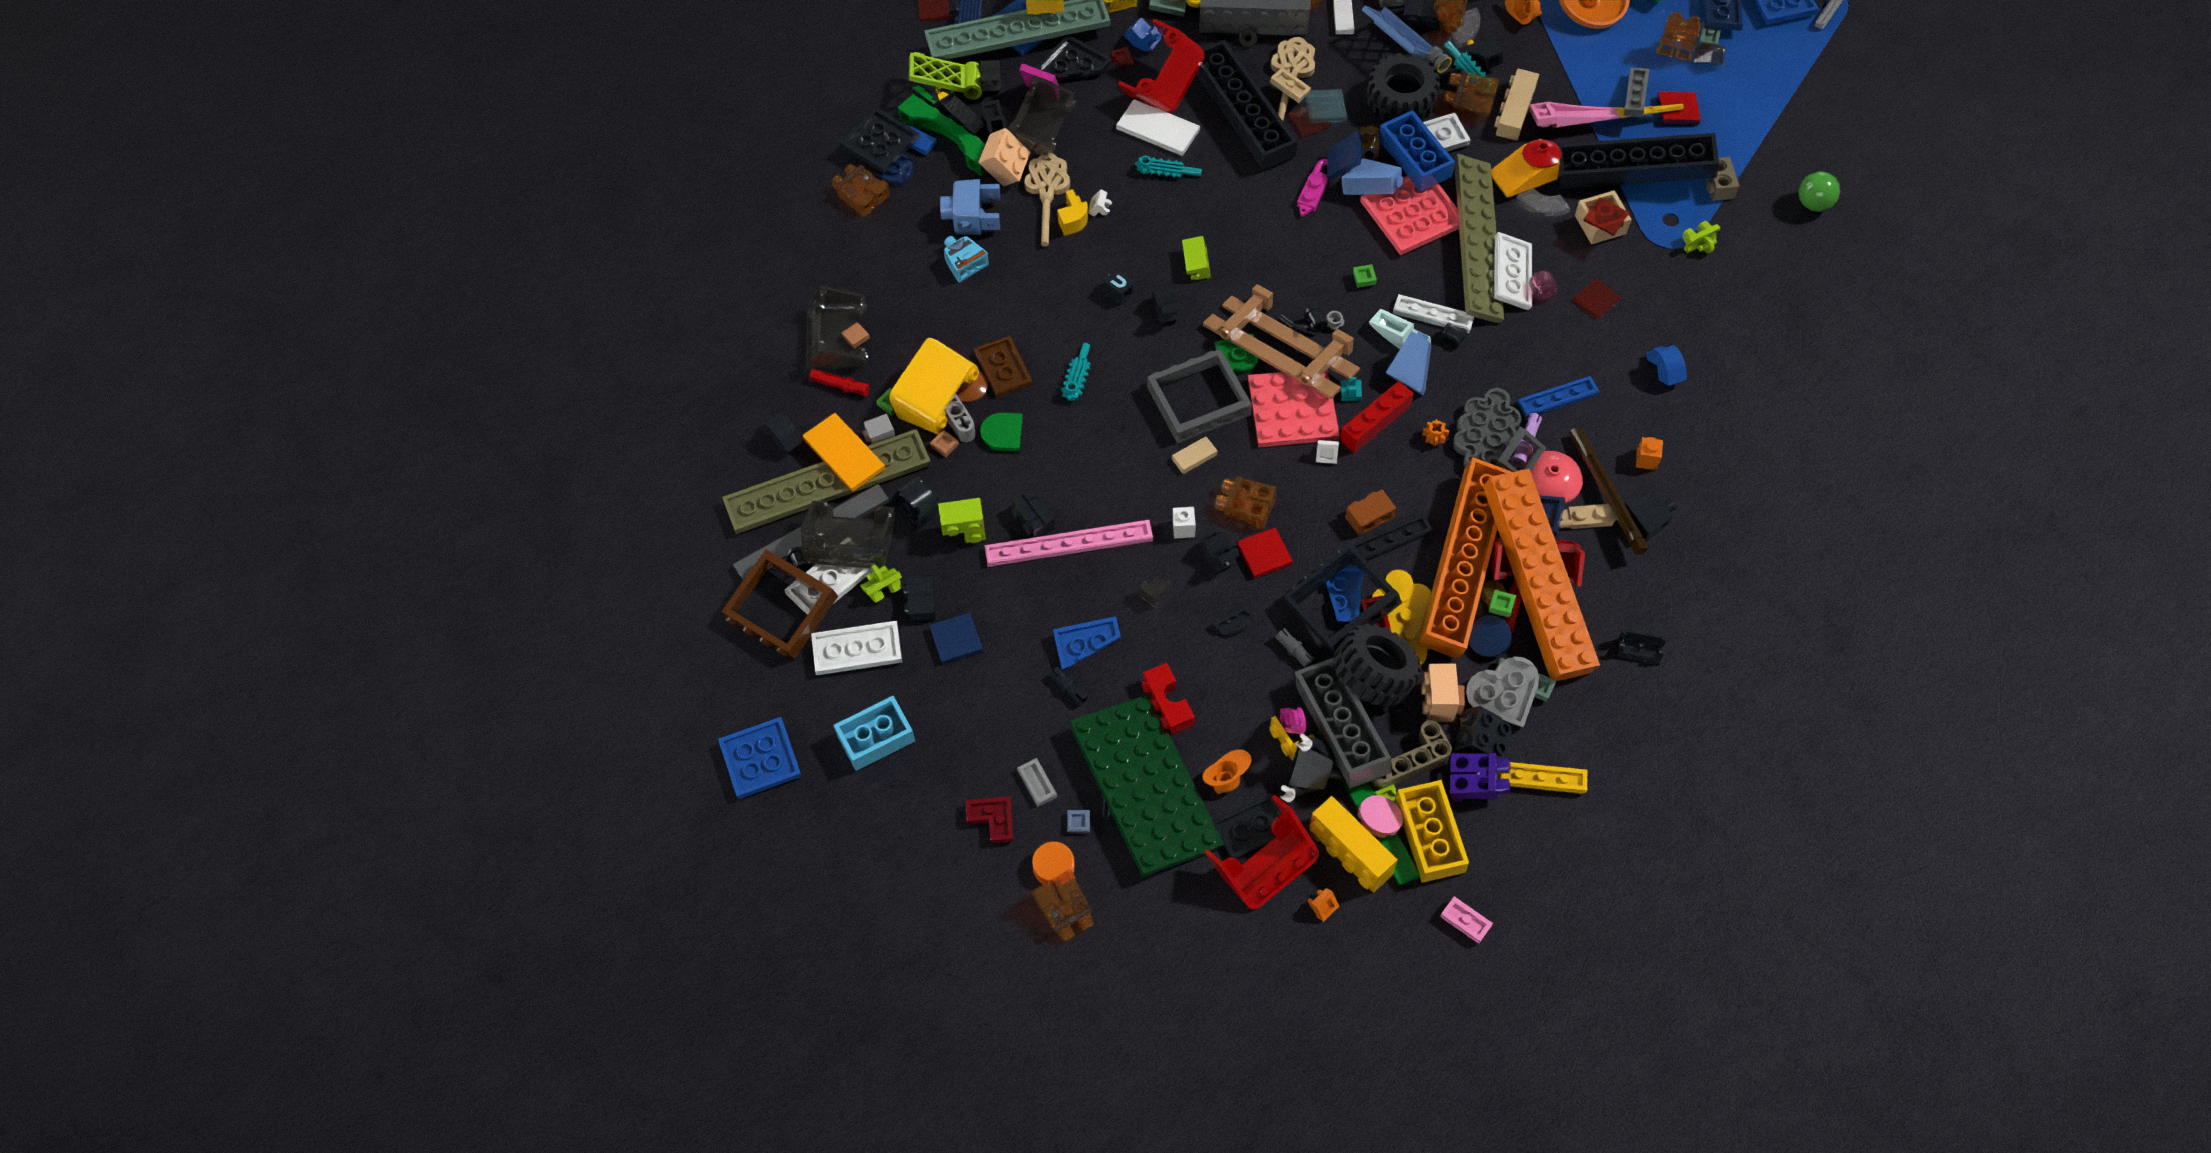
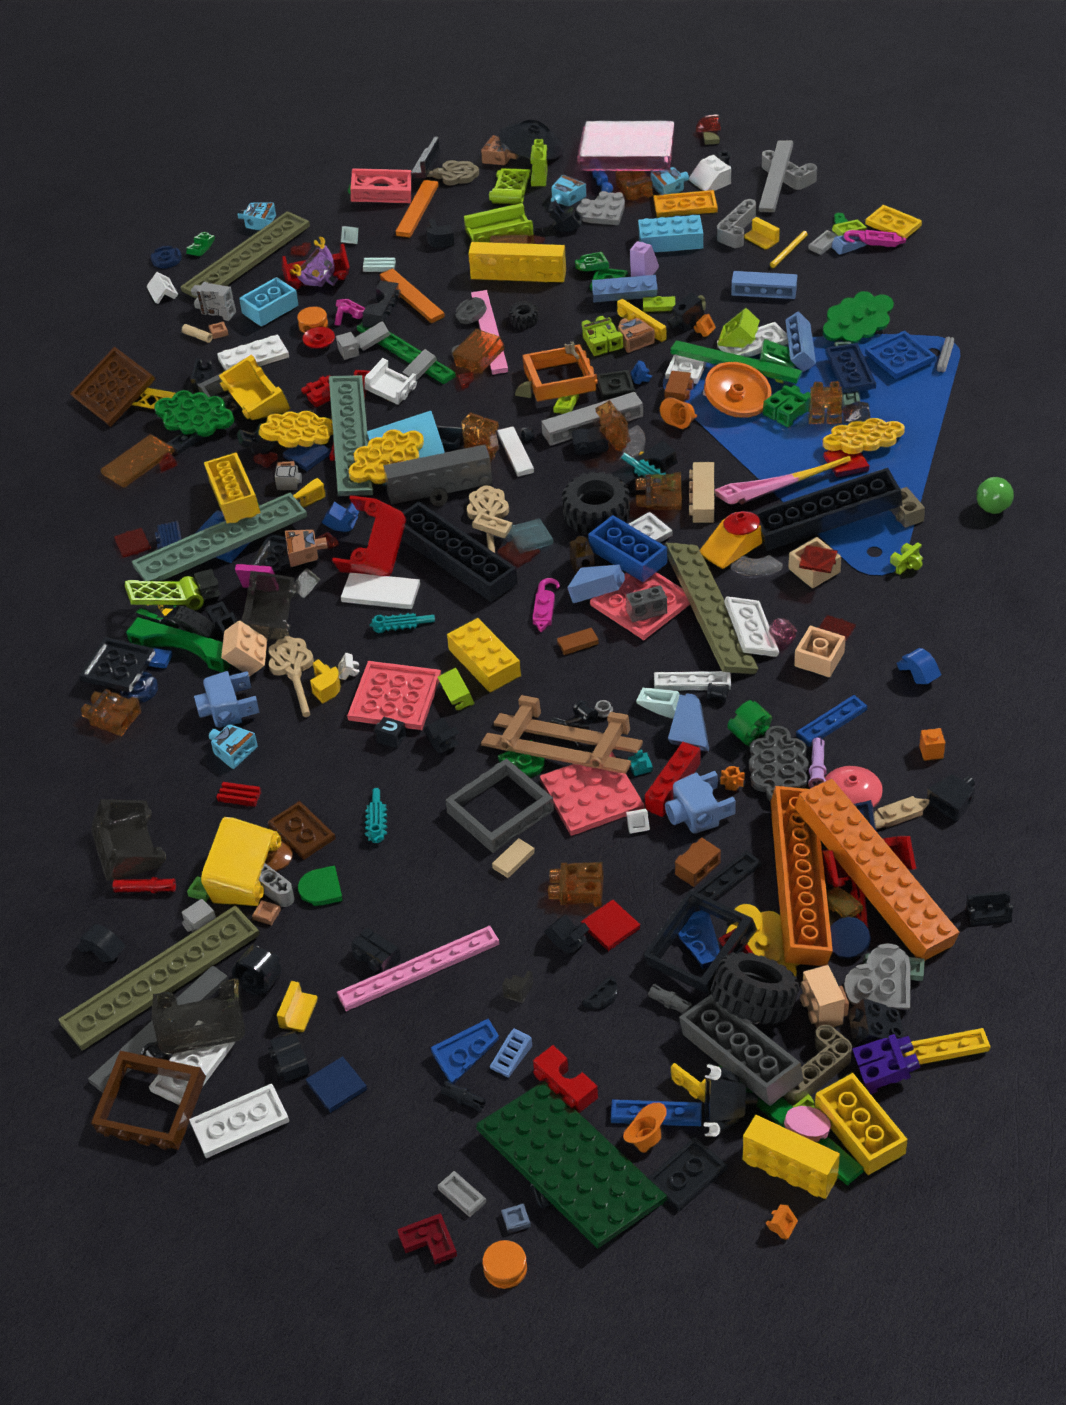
camera: 15 degrees left, 15 degrees down
(759, 758) = (172, 1252): blue plate -> none
(844, 452) = (170, 944): light orange tile -> none
(855, 335) = (147, 839): nougat tile -> none
(874, 733) = (283, 1192): medium azure brick -> none
(880, 578) = (242, 1050): lime hips -> none
(941, 552) = (296, 1008): none -> yellow panel
(957, 308) = (239, 790): none -> red tile
(963, 517) = (308, 969): lime brick -> none
(1070, 909) = (527, 1297): clear orange hips -> none
(1087, 99) = (306, 582): none -> clear smoke panel
(1095, 59) = (303, 546): none -> nougat torso
(1122, 652) = (517, 1040): none -> medium blue slope
(1135, 246) = (394, 692): none -> coral plate
(1184, 522) = (524, 918): white brick -> none
(1236, 228) = (484, 655): none -> yellow brick
(1261, 763) = (677, 1112): none -> blue tile
(1274, 864) = (722, 1199): red windscreen -> none
(1293, 720) = (694, 1058): dark pink plate -> none
(1334, 237) = (577, 641): none -> dark orange tile
(1344, 155) = (563, 569): dark blue tile -> none
(1364, 276) = (617, 665): bright green plate -> none
(1389, 450) = (696, 804): none -> medium blue piece
(1399, 31) = (576, 459): medium blue fence -> none
(1414, 218) = (646, 603): none -> dark grey brick
(1438, 59) = (619, 470): dark grey wheel -> none
(1466, 920) = (923, 1195): bright pink plate -> none
(1473, 378) = (750, 722): none -> green brick
(1502, 603) = (850, 903): bright green plate -> none
(1521, 434) = (816, 756): dark grey tile -> none
(1572, 318) = (819, 651): none -> light nougat brick
(1609, 491) = (909, 785): dark brown piece -> none
(1636, 92) = (805, 456): dark grey plate -> none
(1639, 26) = (786, 405): none -> green hips
(1707, 83) = (863, 436): none -> yellow plate

